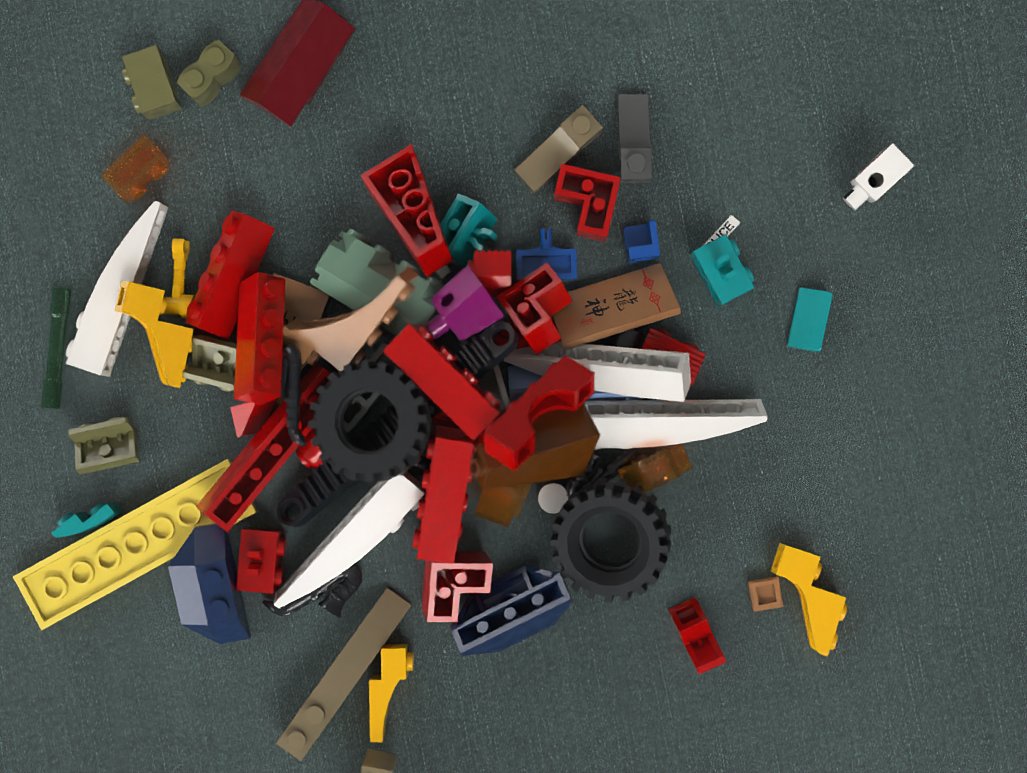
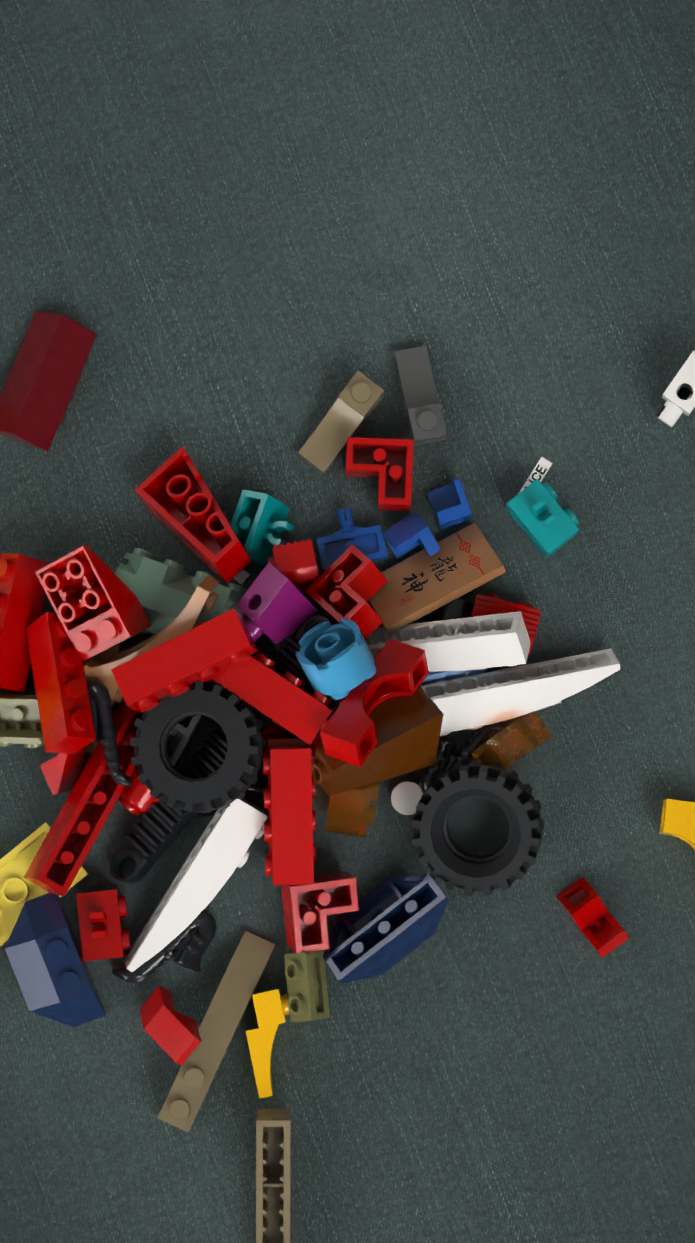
camera: 10 degrees left, 5 degrees down
(299, 271) = (91, 602): none -> red slope
(301, 665) = (170, 1029): none -> red slope
(372, 342) = (184, 661): none -> red brick
(431, 651) = (306, 986): none -> olive bracket
(511, 365) = (335, 658): none -> dark azure brick
(600, 262) = (409, 534): none -> blue panel
(765, 593) = (658, 858): medium nougat tile -> none
(809, 319) = (647, 553): teal slope -> none

